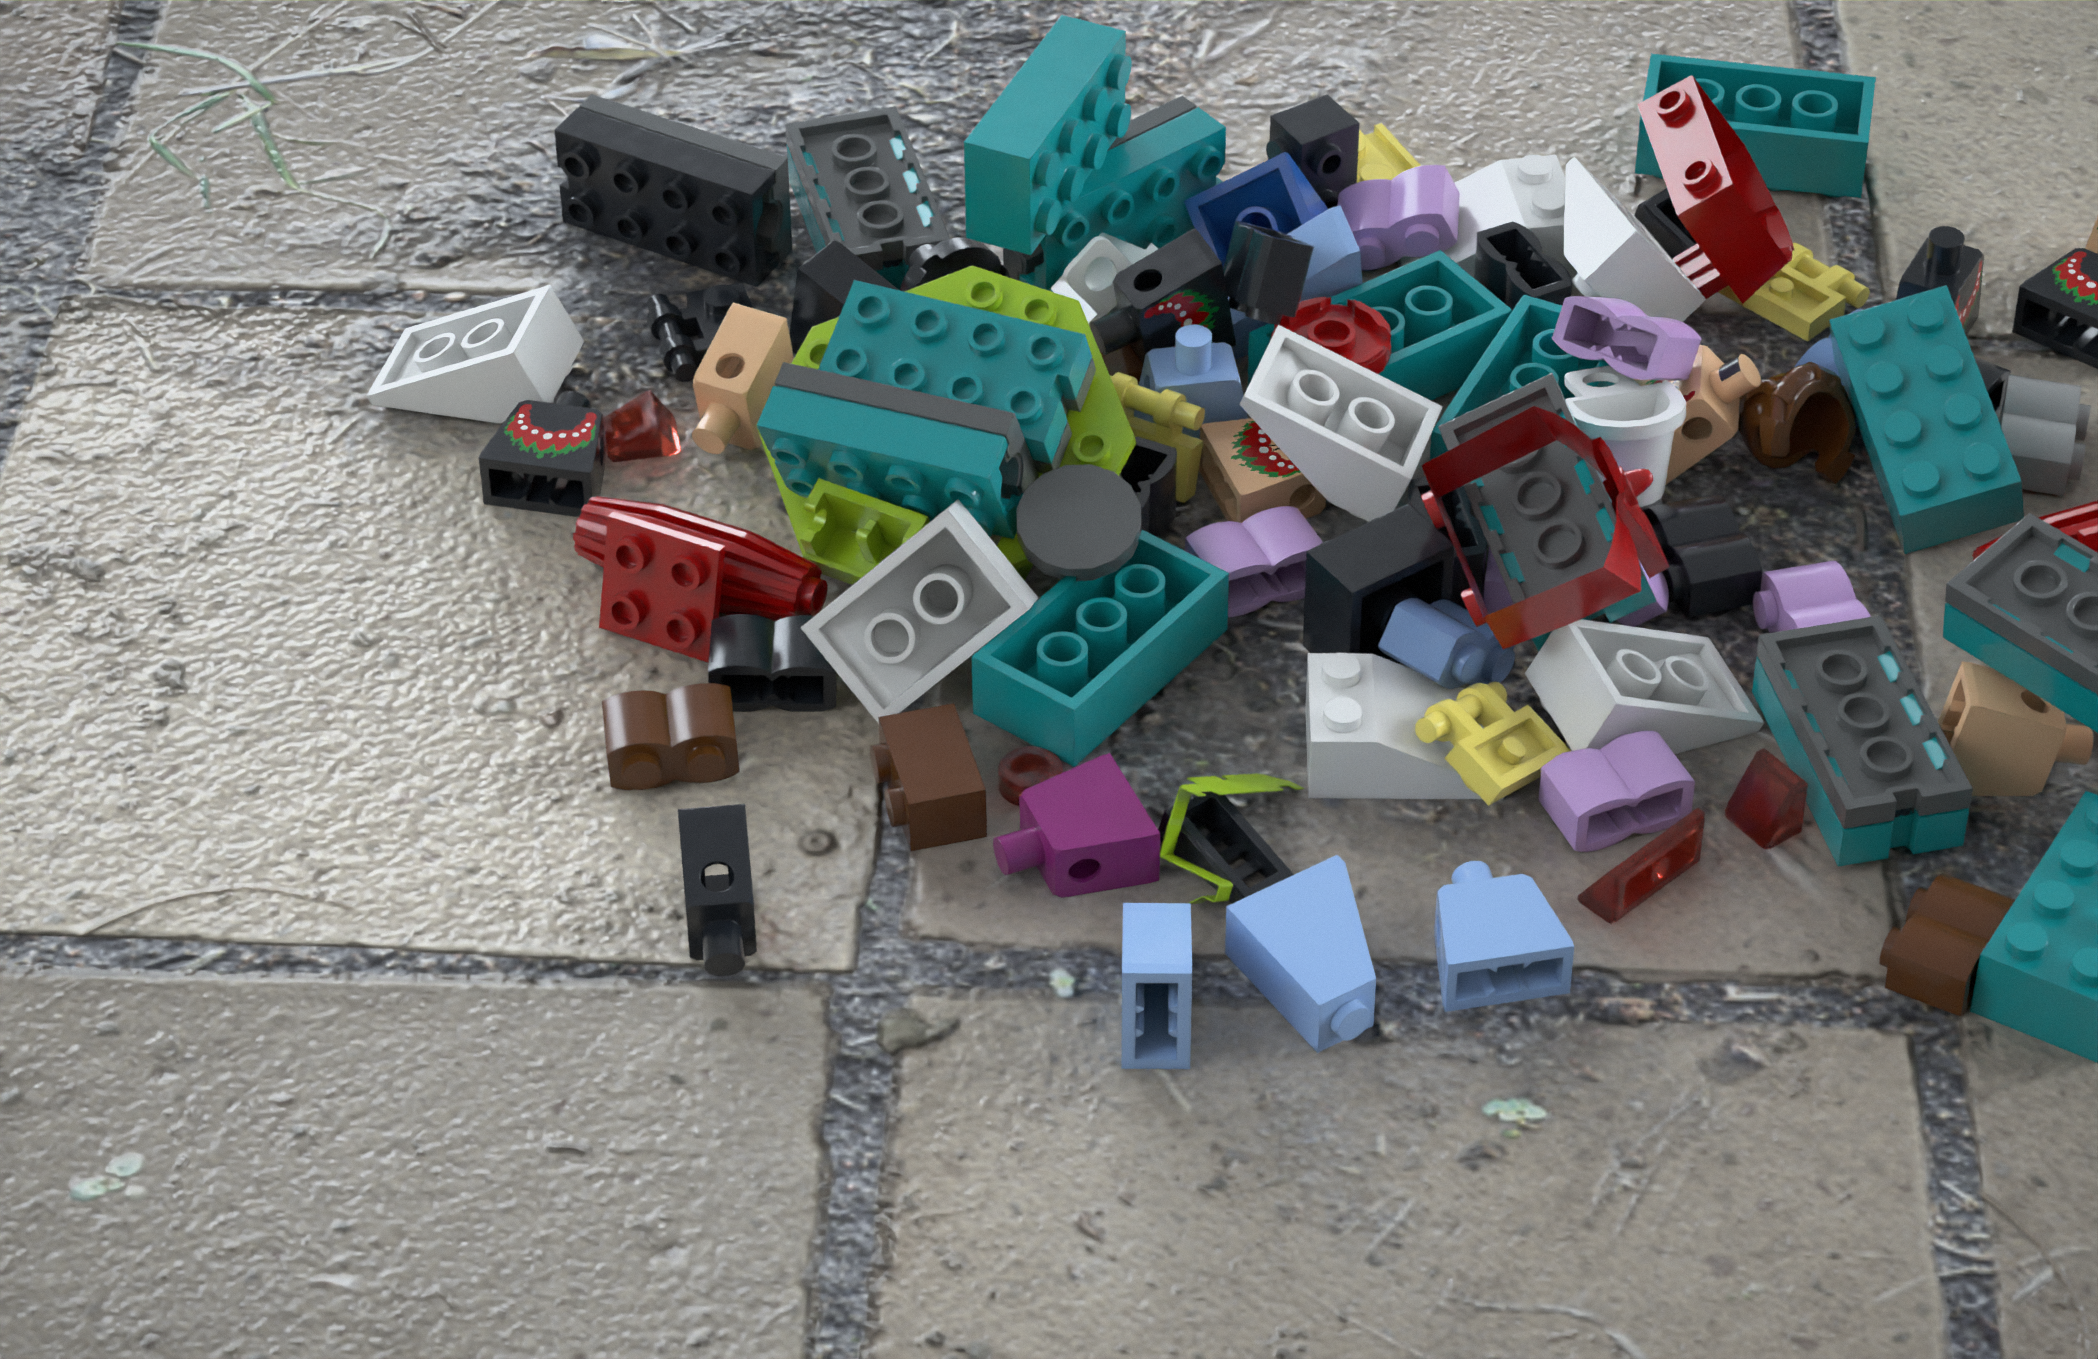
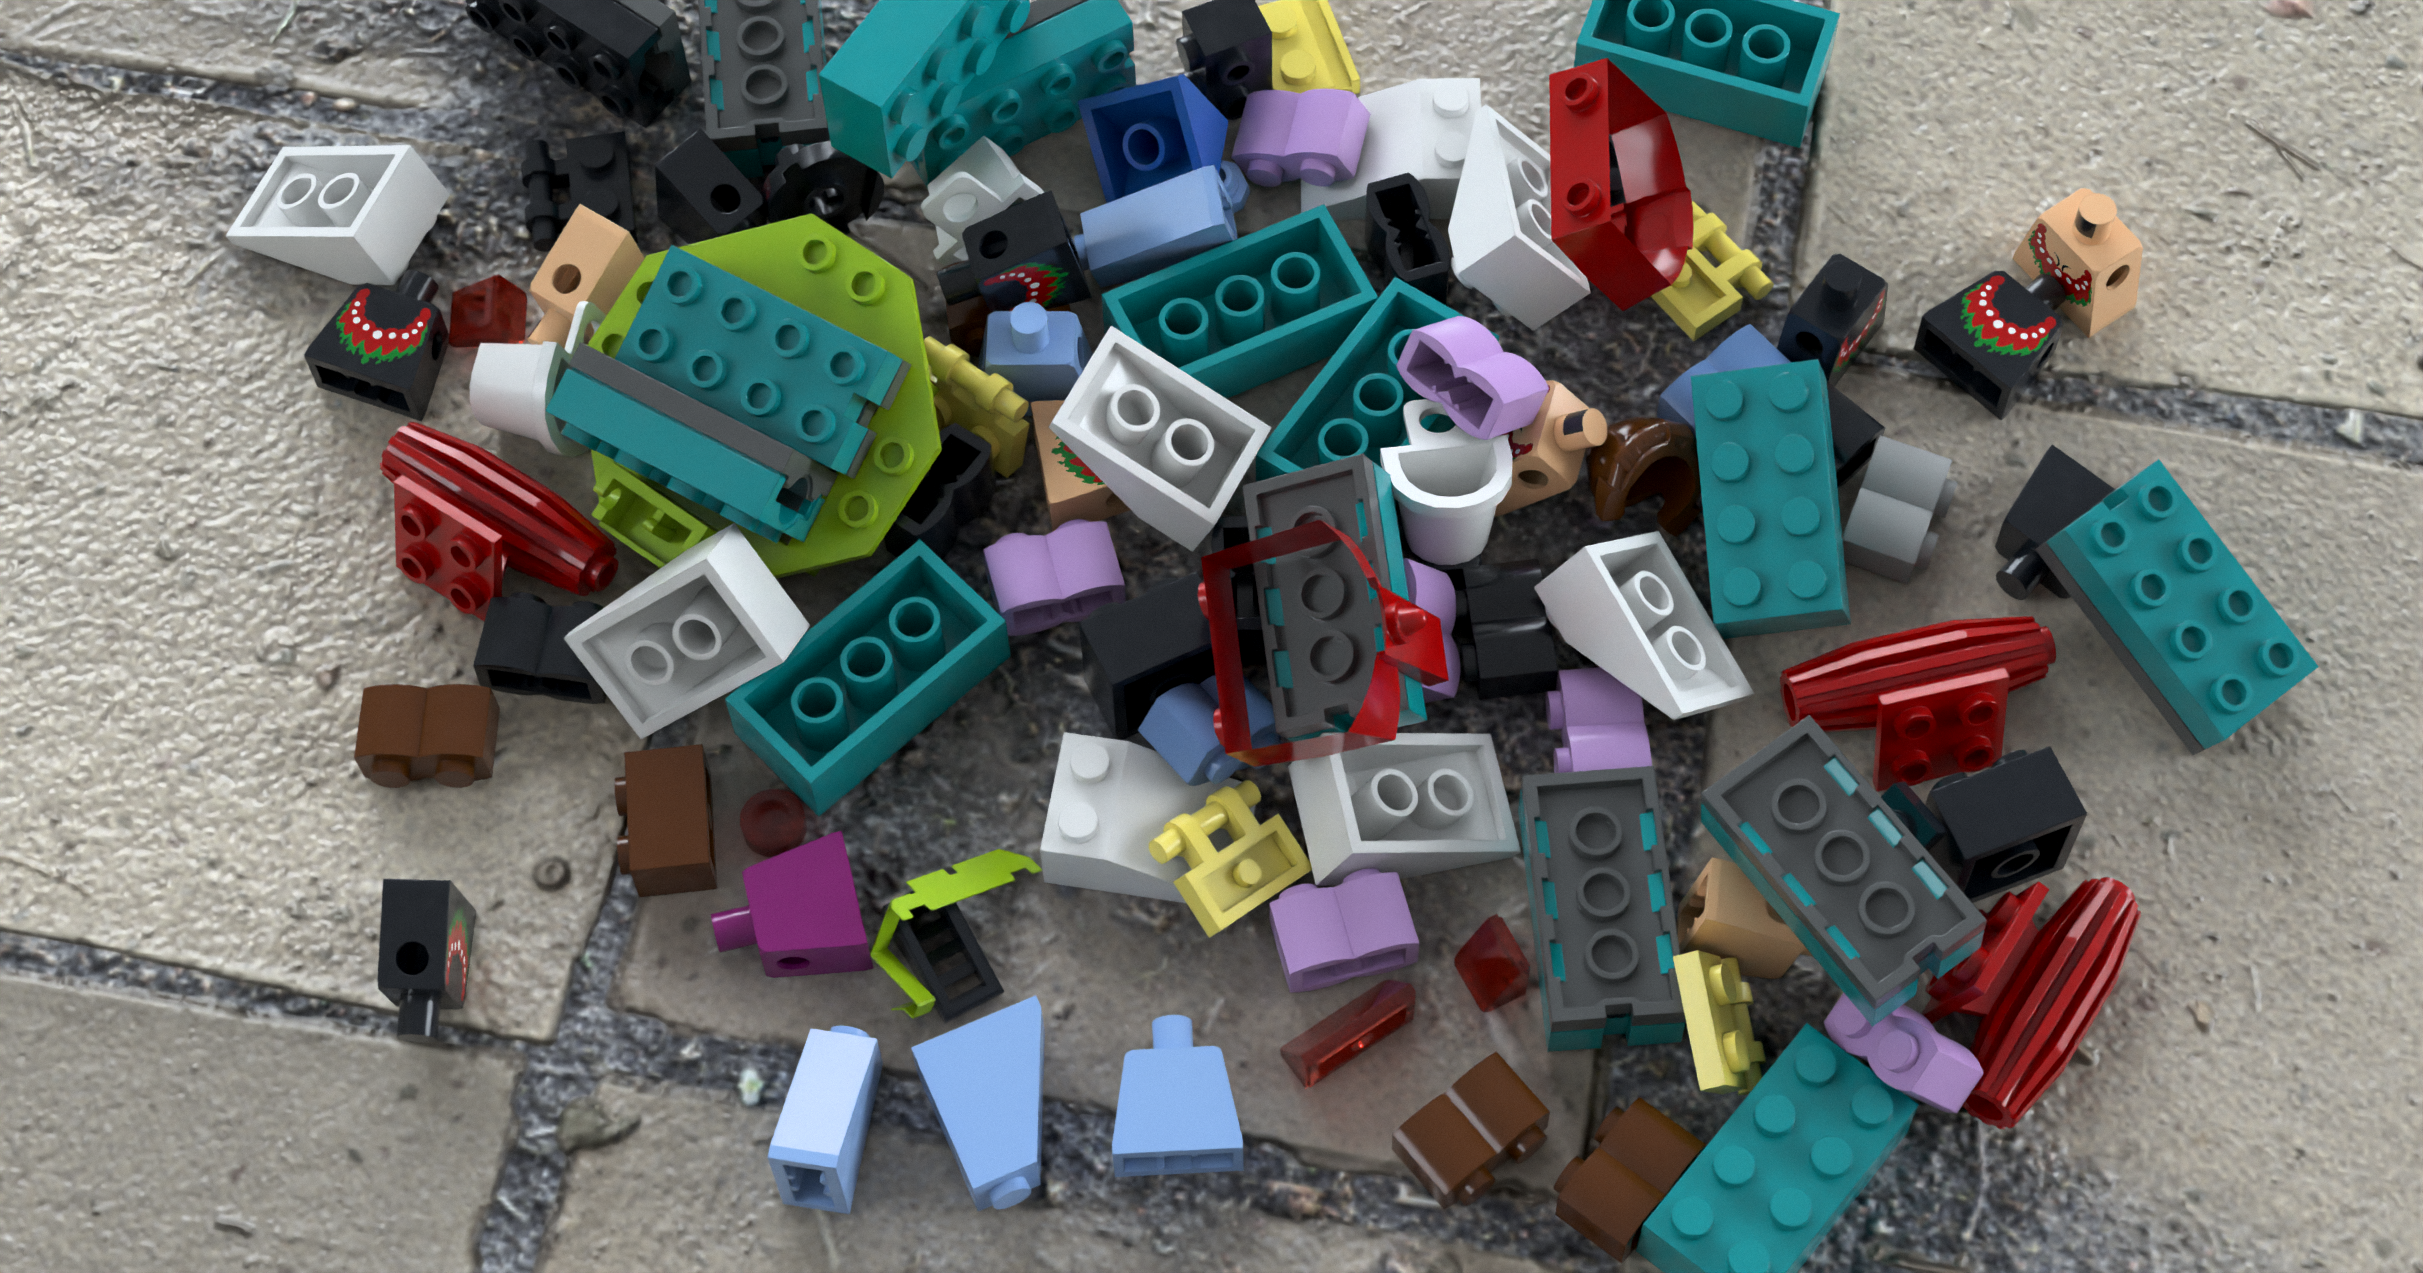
camera: 10 degrees right, 20 degrees up
(716, 461) = (518, 381): none -> white container
(1079, 522) = (861, 548): dark grey tile -> none
(1265, 272) = (1118, 243): black brick -> none
(1349, 330) = (1182, 319): red tile -> none
(1786, 925) = (1471, 1132): none -> reddish brown brick
(1817, 508) = (1643, 625): none -> white slope
(2001, 801) = (1719, 1023): none -> light yellow plate

